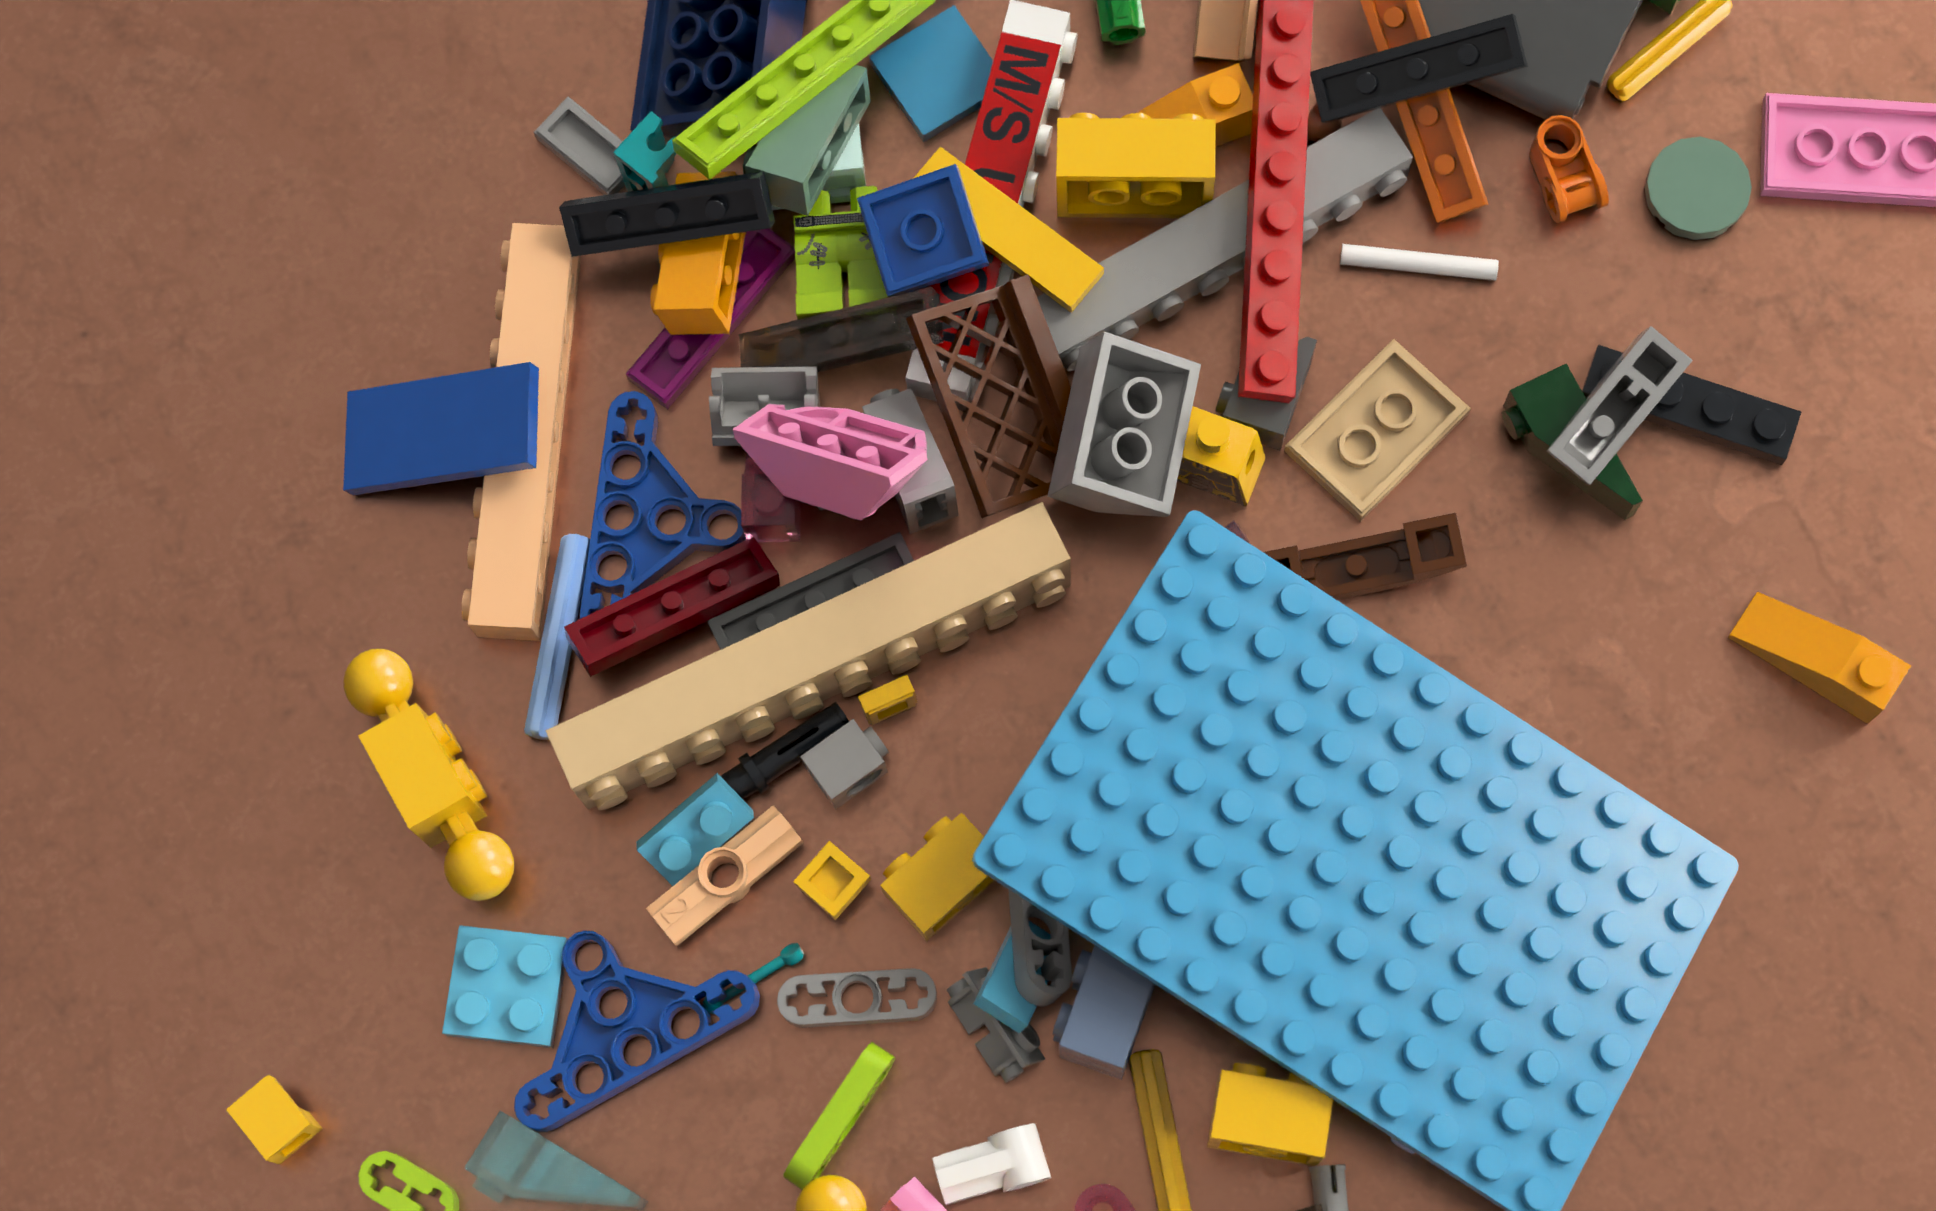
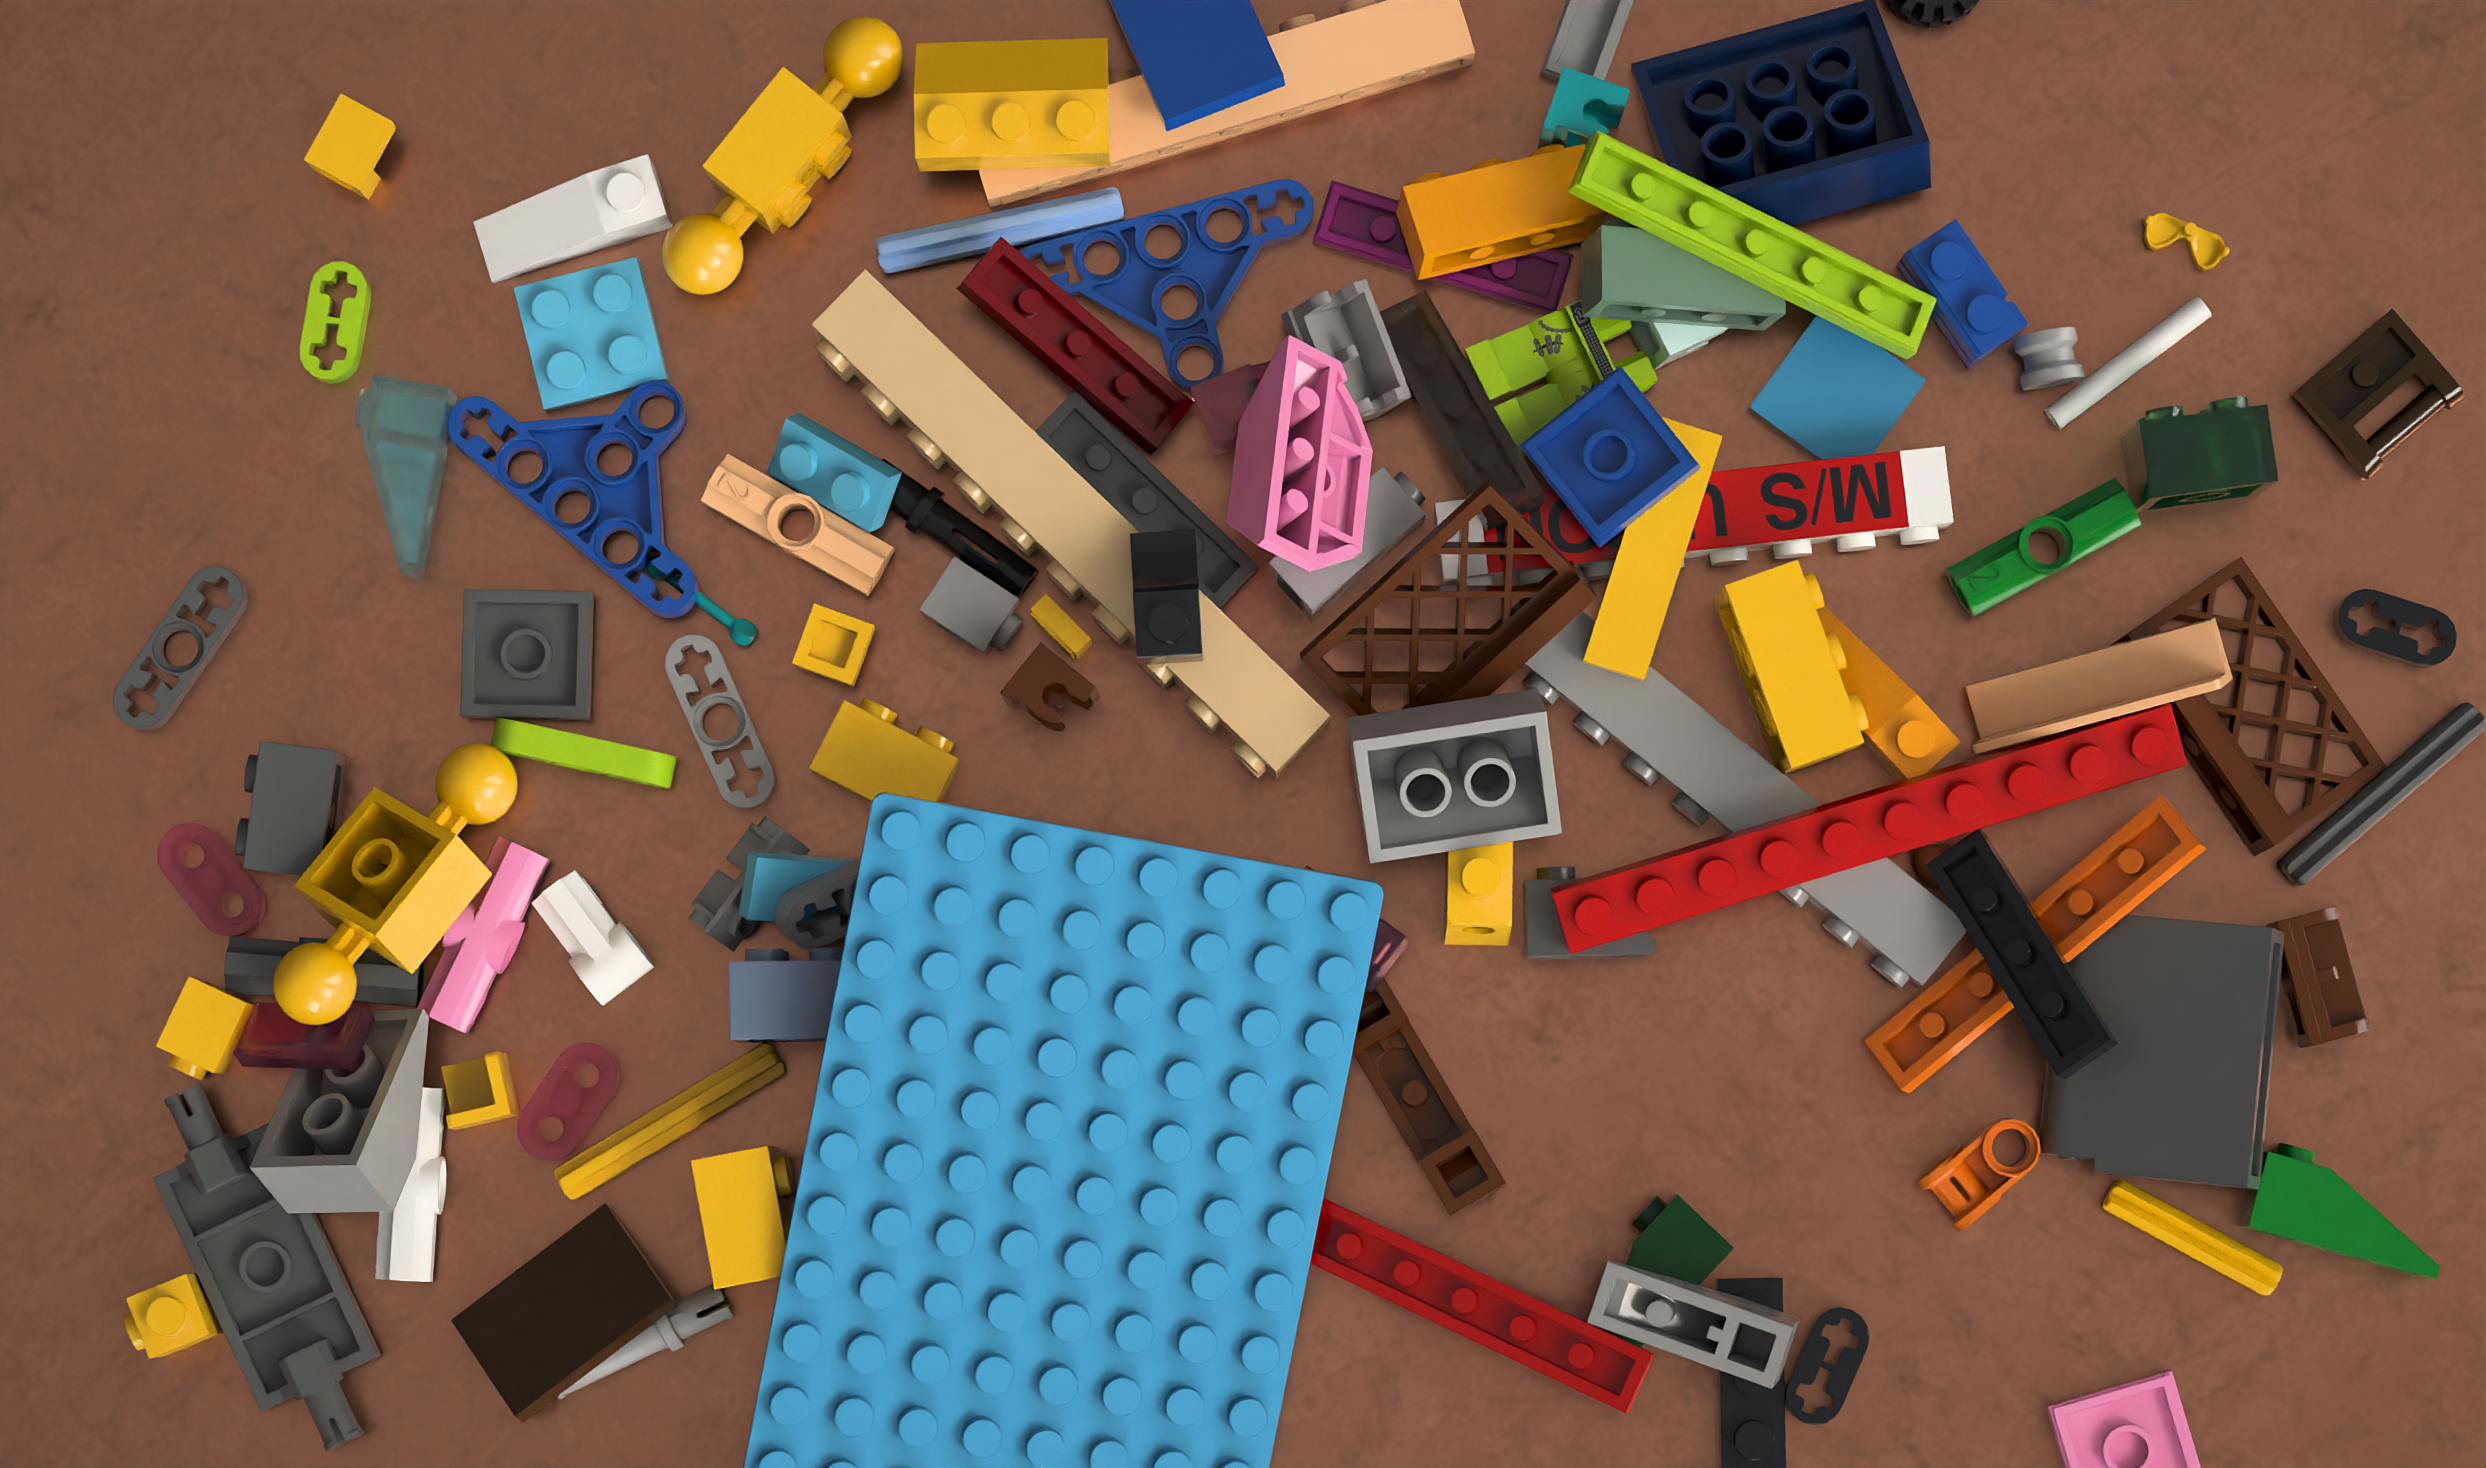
camera: 65 degrees right, 10 degrees up
(408, 962) = (574, 219): none -> white slope
(467, 576) = (1012, 104): none -> yellow slope
(667, 214) = (1518, 157): black plate -> none
(741, 1133) = (527, 654): none -> dark grey plate
(903, 586) = (1166, 597): none -> black arch
(931, 714) = (1042, 681): none -> reddish brown hinge
(1377, 430) = (1588, 1060): tan tile -> none
(1419, 262) = (1810, 1037): white piece -> none
(1549, 565) = (1479, 1307): none -> red plate
(1685, 330) = (1840, 1372): none -> black beam
(1698, 188) = (2023, 1329): sand green tile -> none

